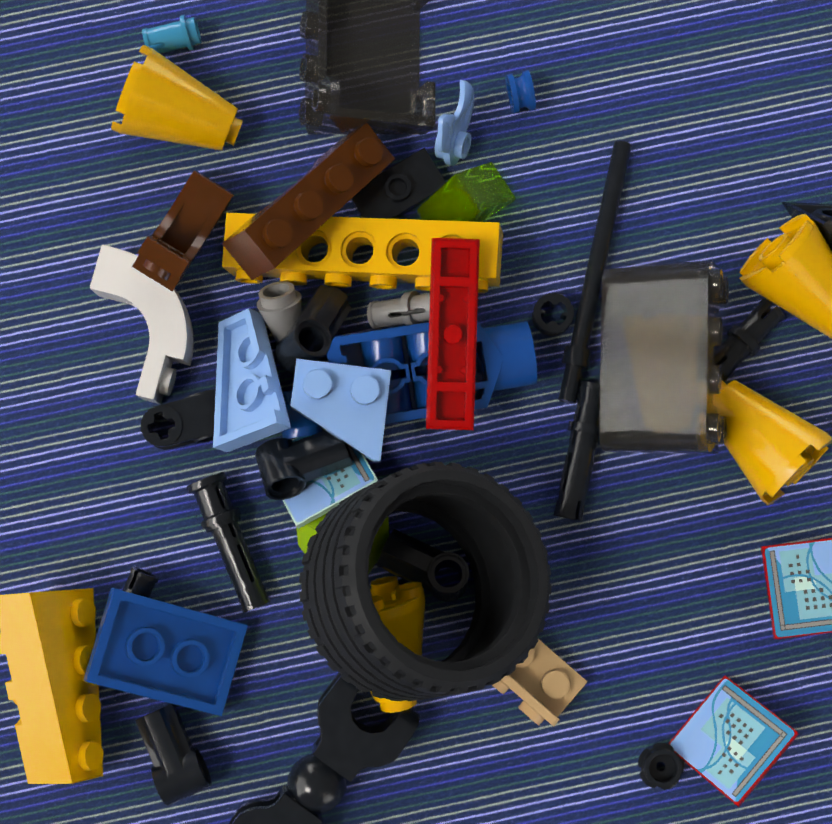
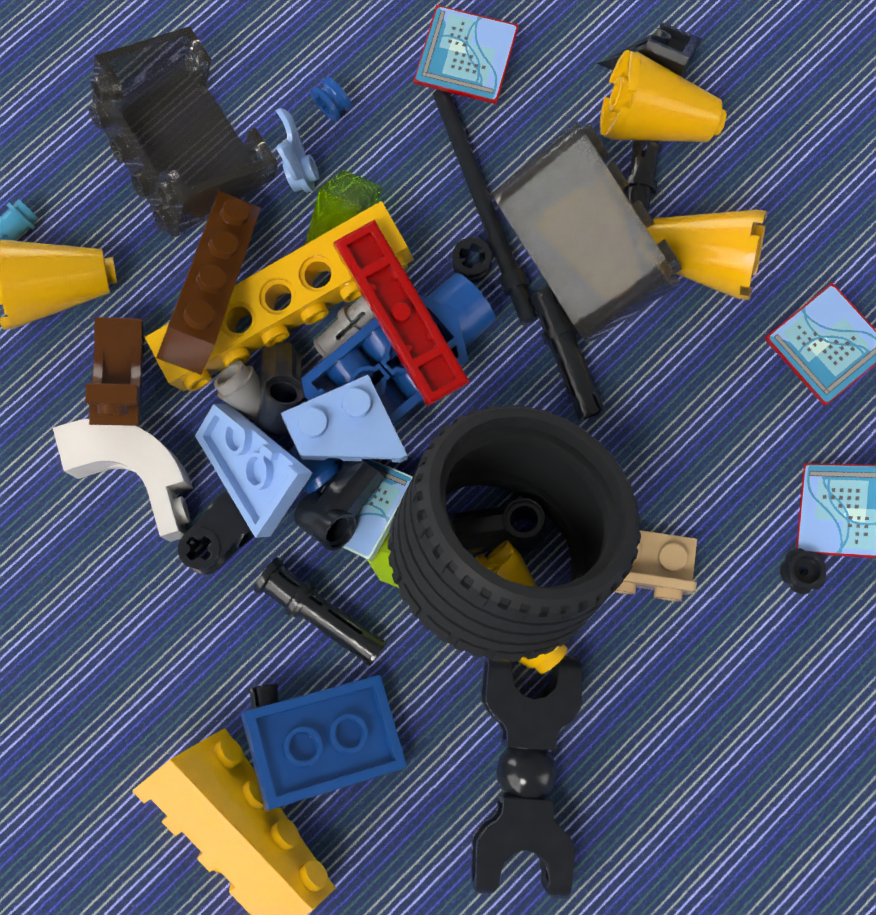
camera: 30 degrees left, 5 degrees down
(177, 766) = (394, 835): black piece -> none
(399, 188) = (279, 233): black plate -> none
(666, 125) = (466, 54): none -> piece

